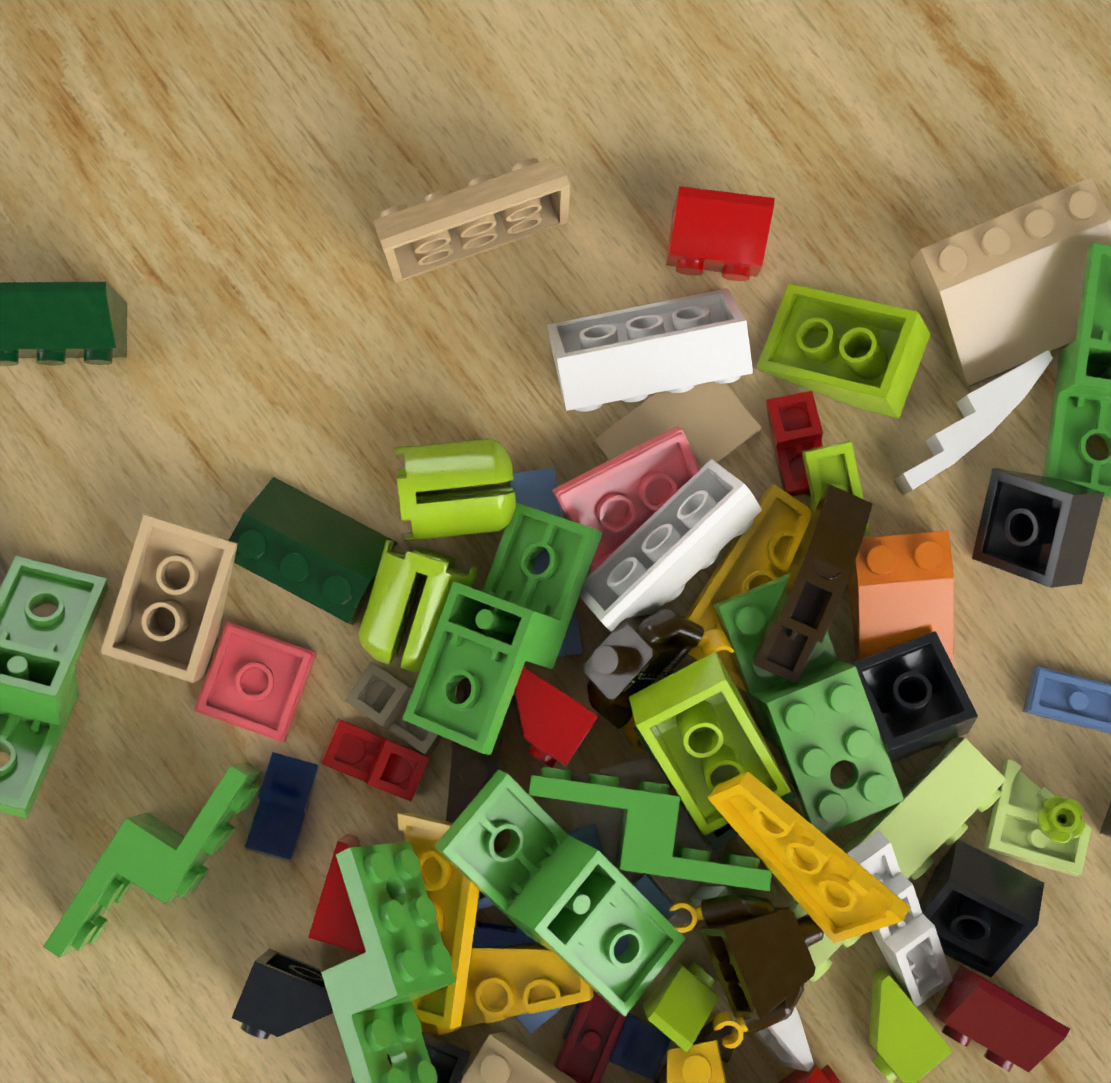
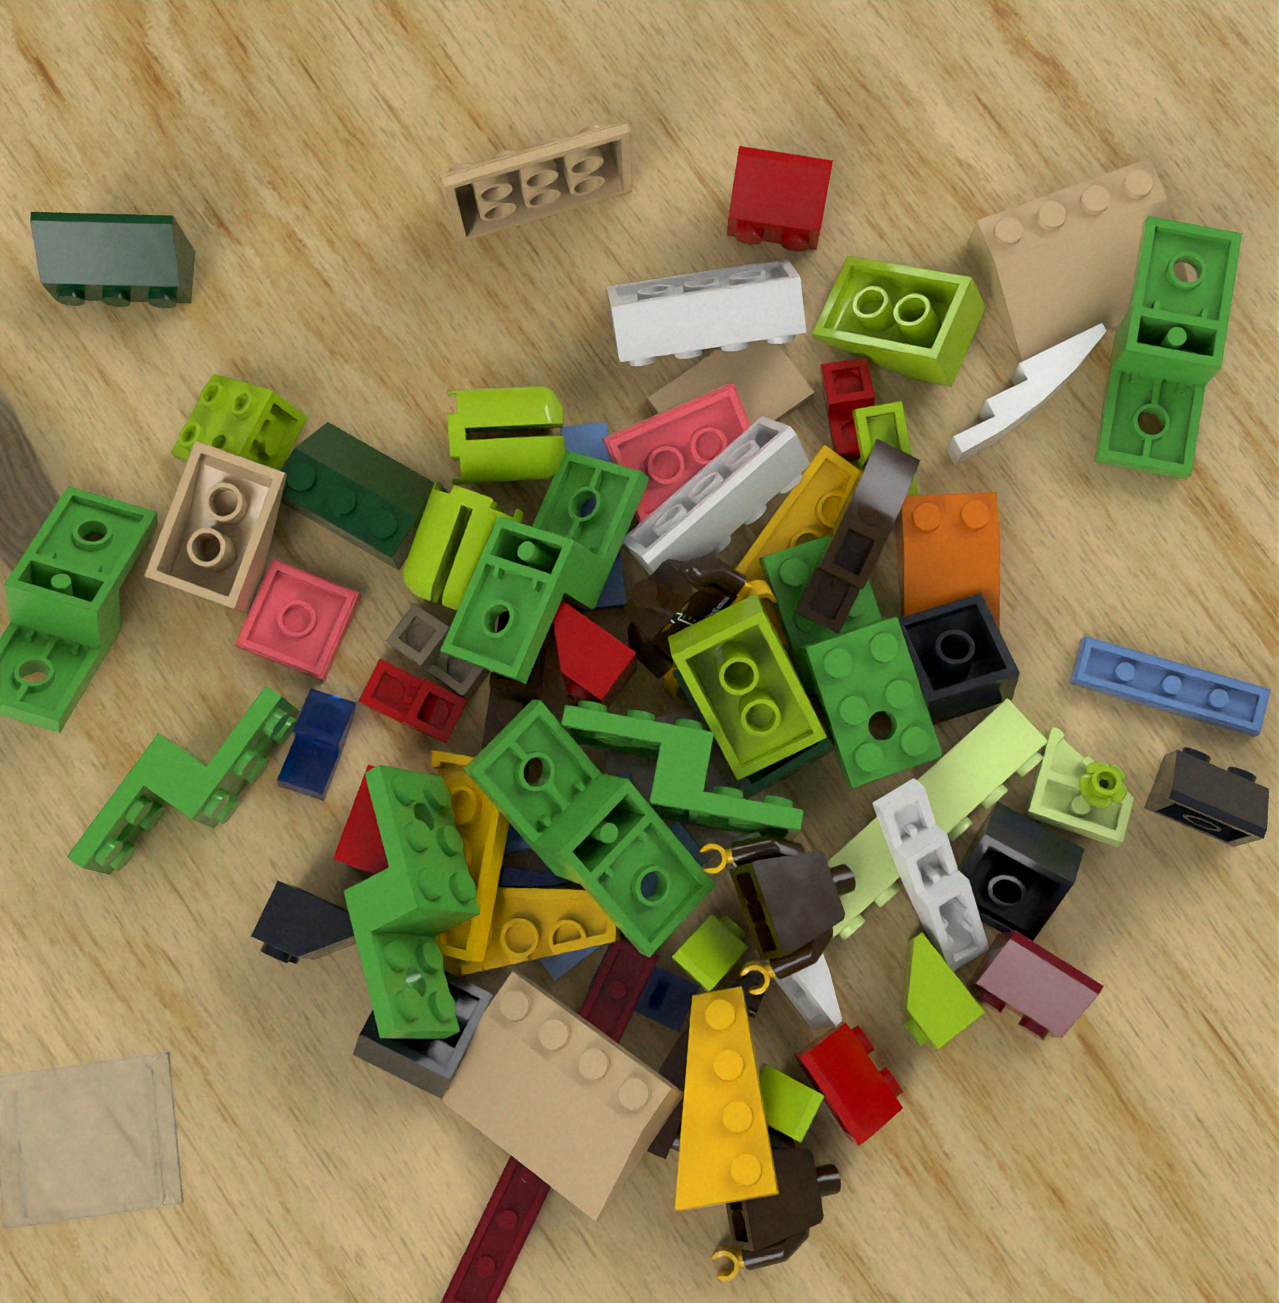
camera: 10 degrees right, 5 degrees down
(184, 487) = (242, 421): none -> lime bracket
(808, 864) = (845, 810): yellow wing -> none
(1037, 527) = (1087, 495): black slope -> none

